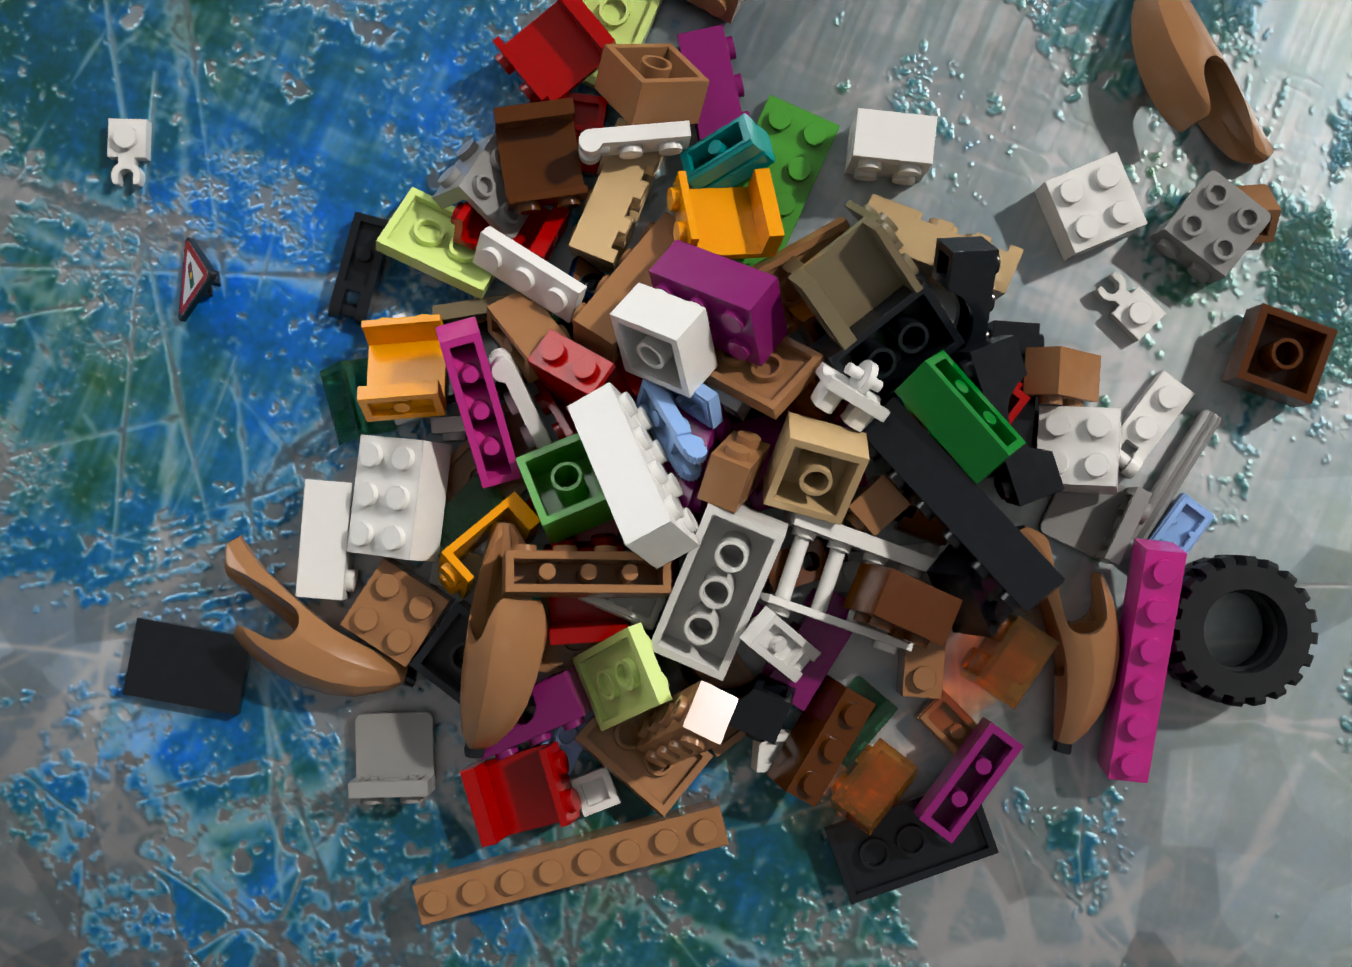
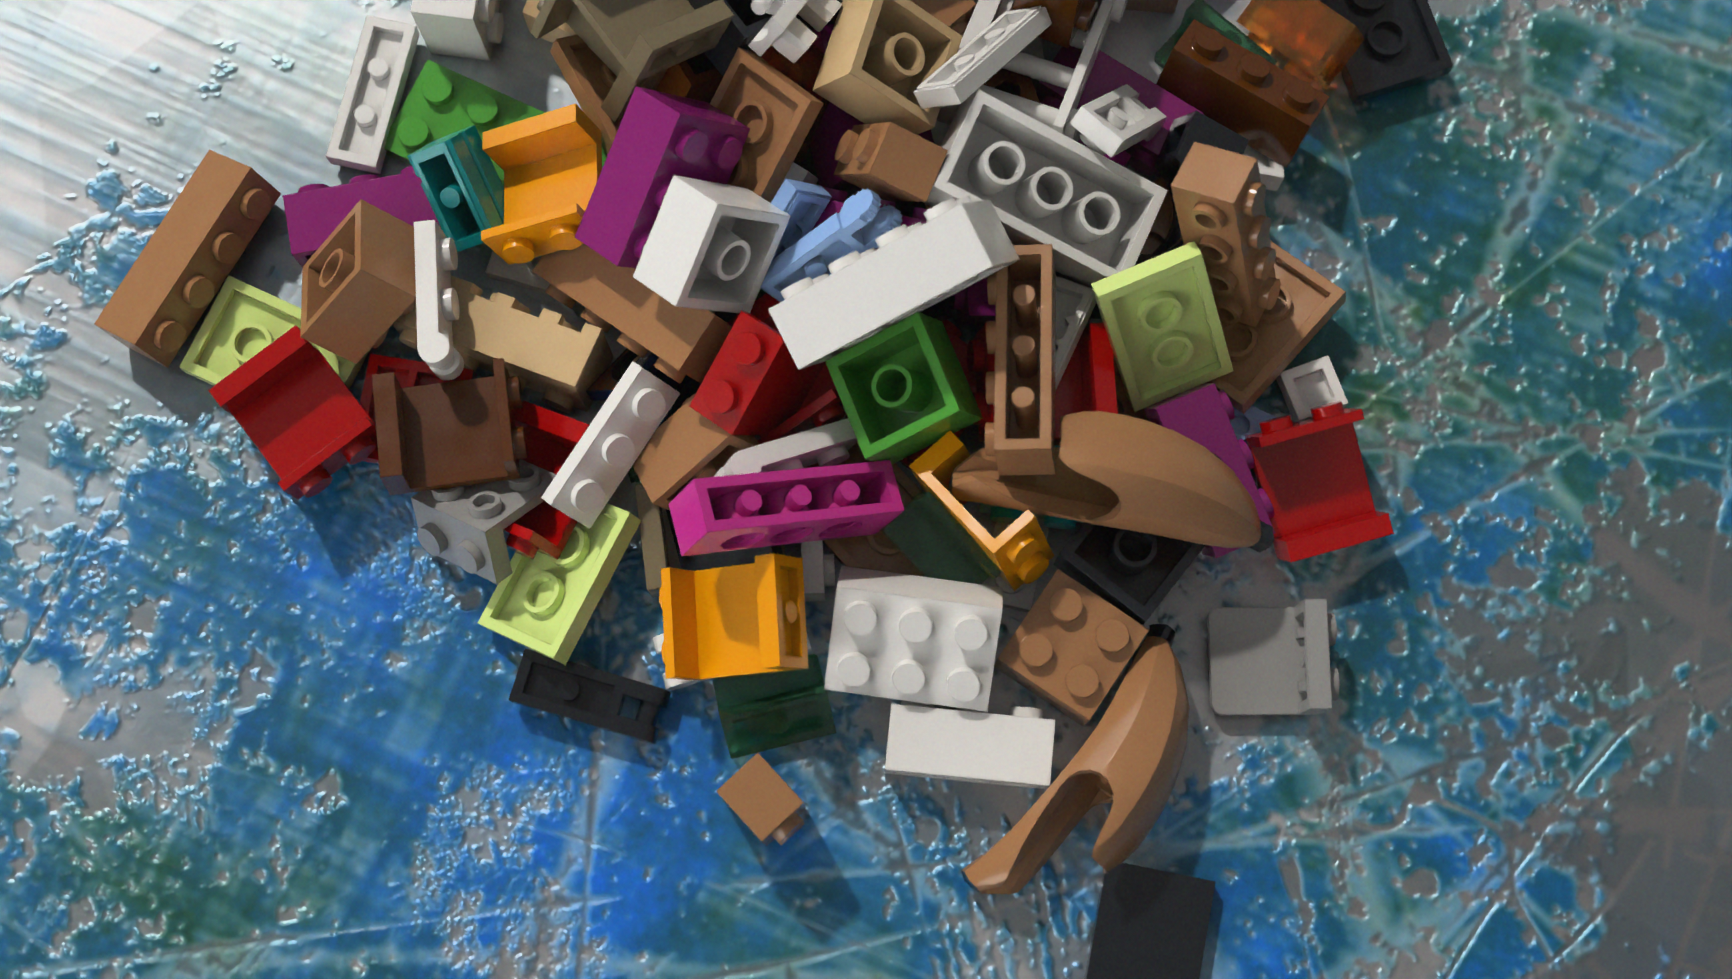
camera: 90 degrees left, 10 degrees down
(197, 279) = (592, 930): piece -> none
(279, 393) = (764, 801): none -> medium nougat brick
(570, 861) = (1409, 423): medium nougat brick -> none
(810, 86) = (372, 94): none -> white plate
(818, 540) = (982, 57): none -> white tile

